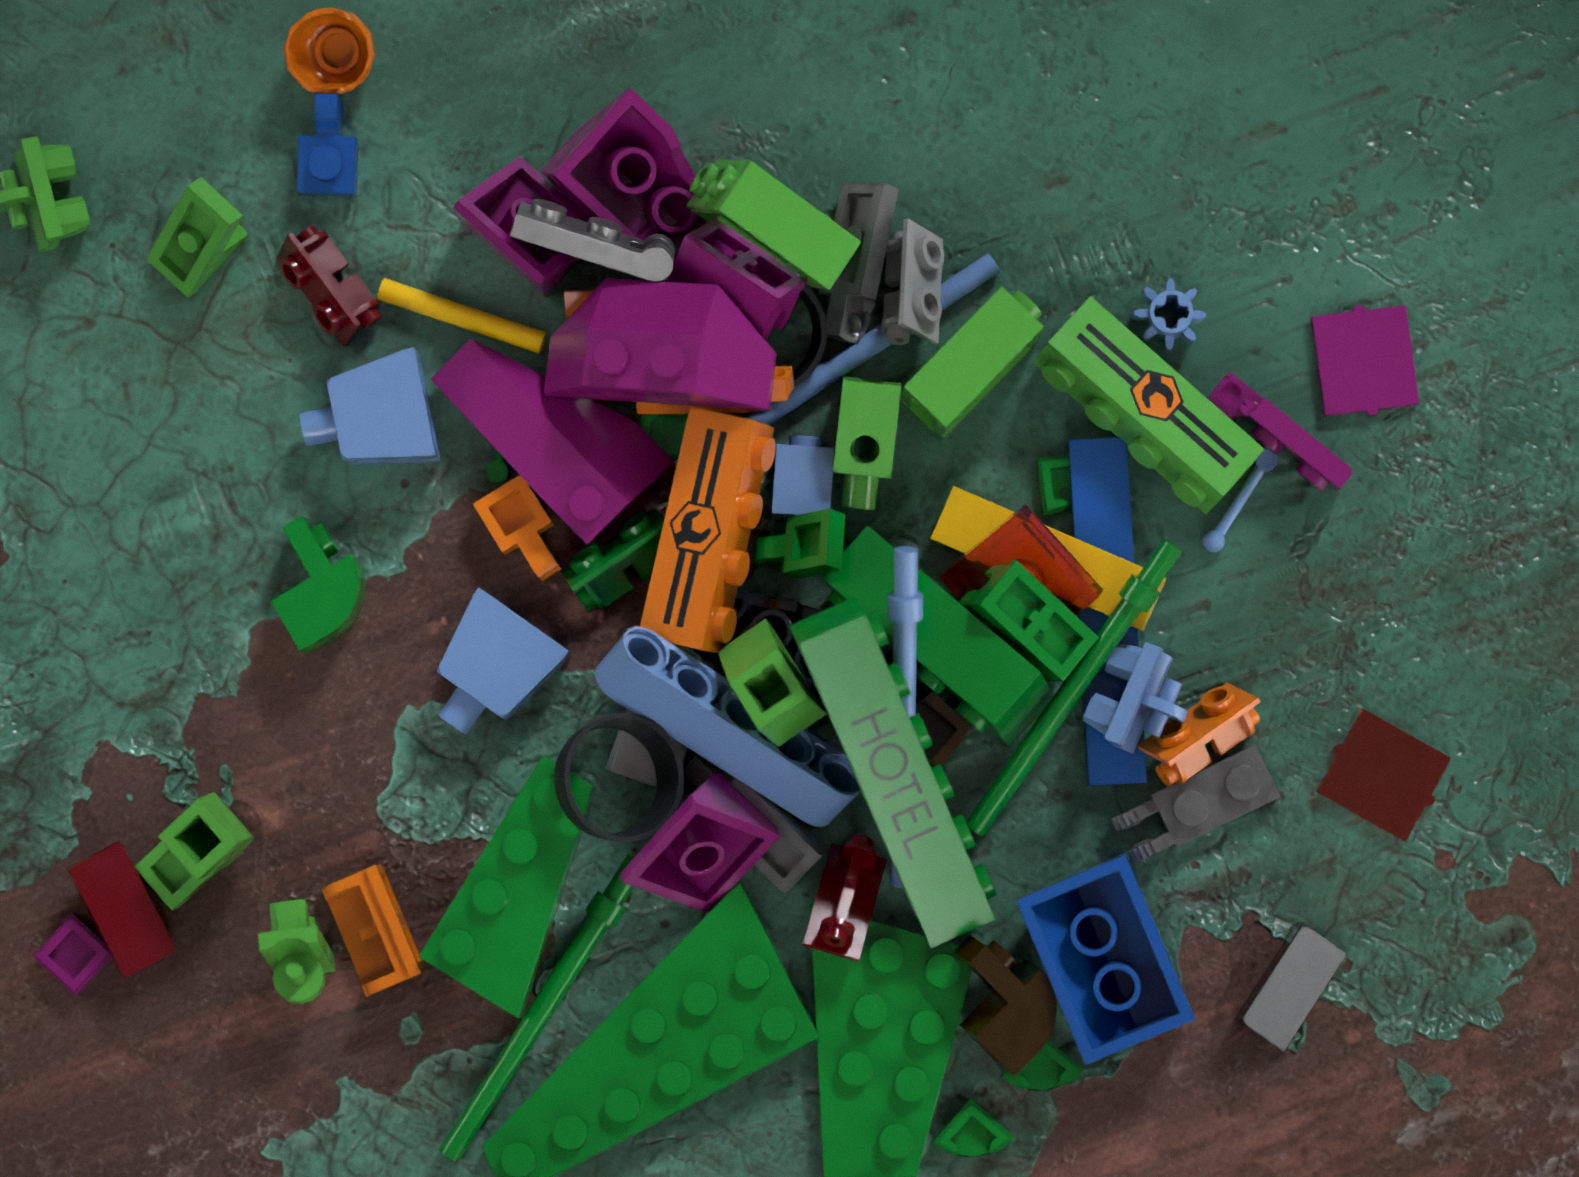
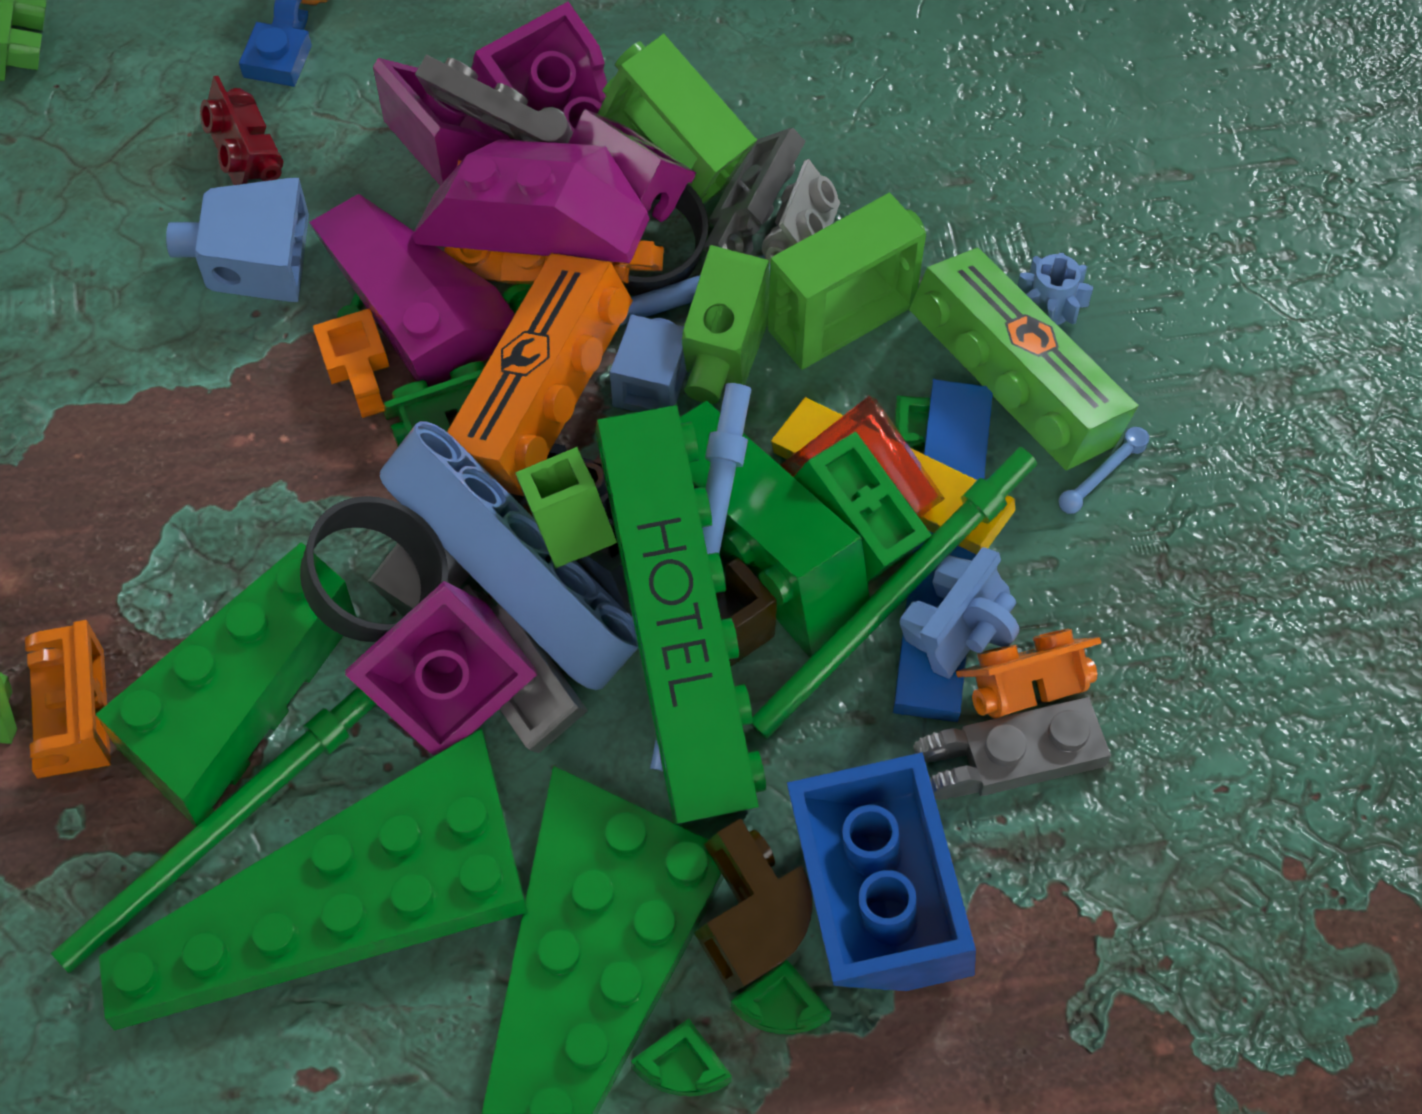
camera: 10 degrees right, 25 degrees down
(197, 237) = (131, 75): bright green slope -> none
(331, 596) = (136, 383): green brick -> none
(462, 315) = (353, 182): yellow bar -> none
(495, 662) = (288, 467): medium blue torso -> none
(808, 548) = (648, 392): green plate -> none
(845, 899) = (595, 760): dark red hinge -> none
(1278, 431) = (1187, 431): magenta hinge -> none
(1290, 986) = (1095, 967): slope -> none
(1364, 360) = (1251, 372): magenta piece -> none
(1383, 775) = (1231, 764): clear red piece -> none

